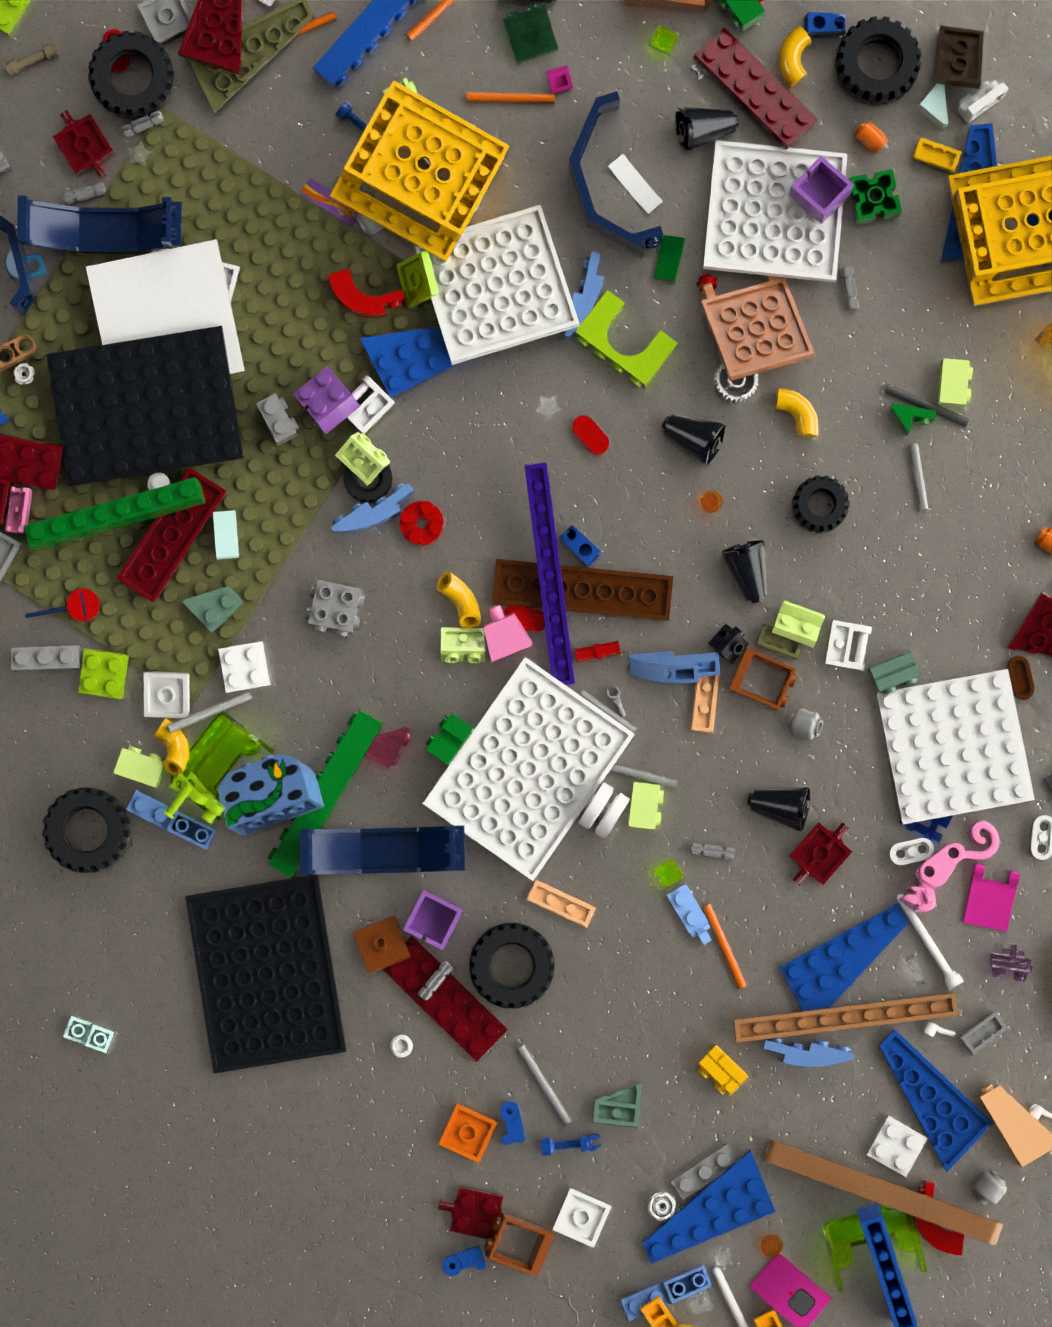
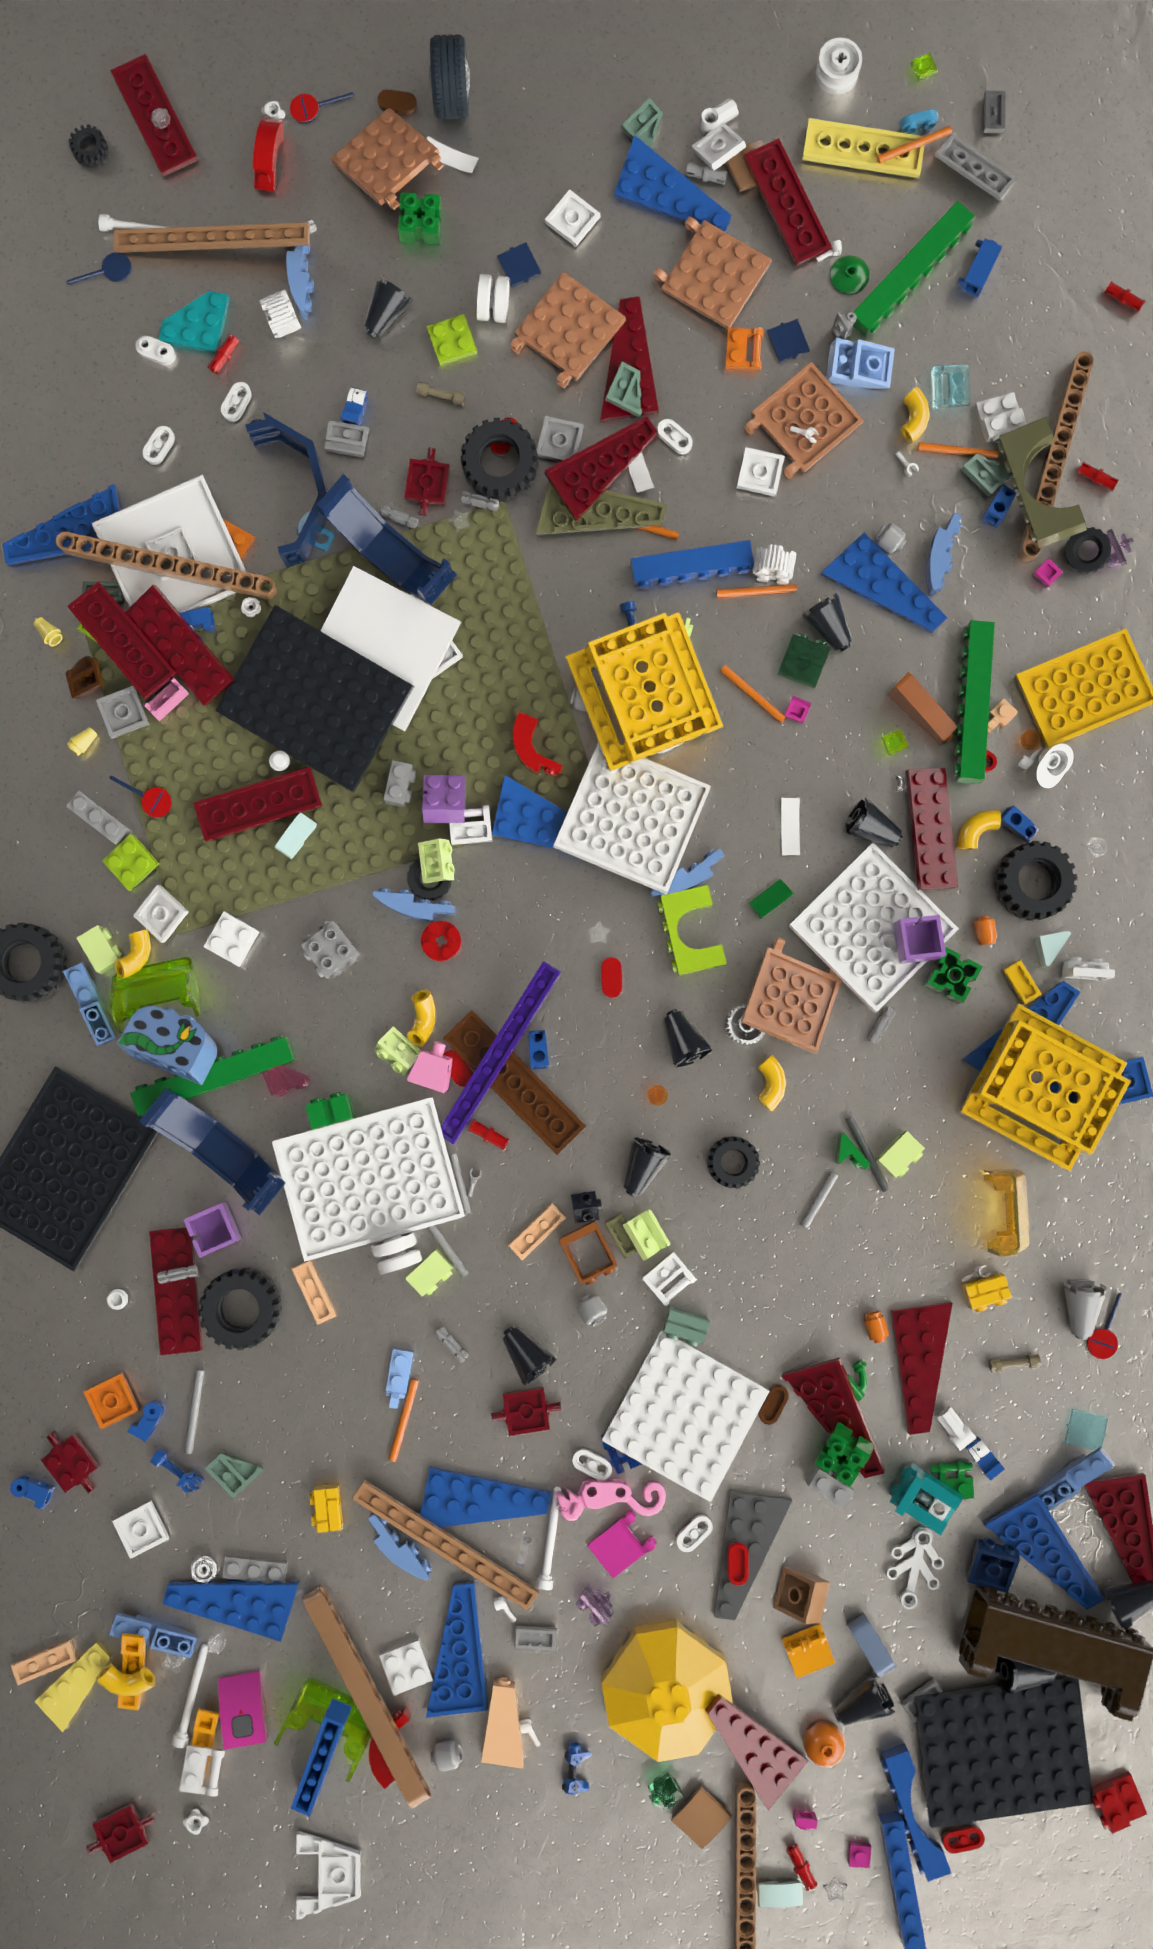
camera: 35 degrees right, 0 degrees up
(114, 514) = (228, 756): green brick -> none
(182, 723) = (179, 950): light grey bar -> none
(198, 794) = (120, 1013): lime piece -> none
(214, 606) = (245, 879): sand green wing -> none
(320, 196) = (561, 649): medium lavender sticker -> none
(382, 944) = (163, 1216): dark orange plate -> none
(417, 279) = (580, 766): lime plate -> none
(539, 1251) = (60, 1516): dark orange window -> none
(632, 241) = (756, 867): dark blue panel -> none
(668, 873) = (407, 1334): clear neon green plate -> none
(674, 669) = (534, 1196): medium blue slope -> none
(705, 279) = (784, 935): red plate -> none
(771, 1245) = (257, 1663): clear orange plate -> none
(959, 57) = (1096, 926): dark brown plate -> none

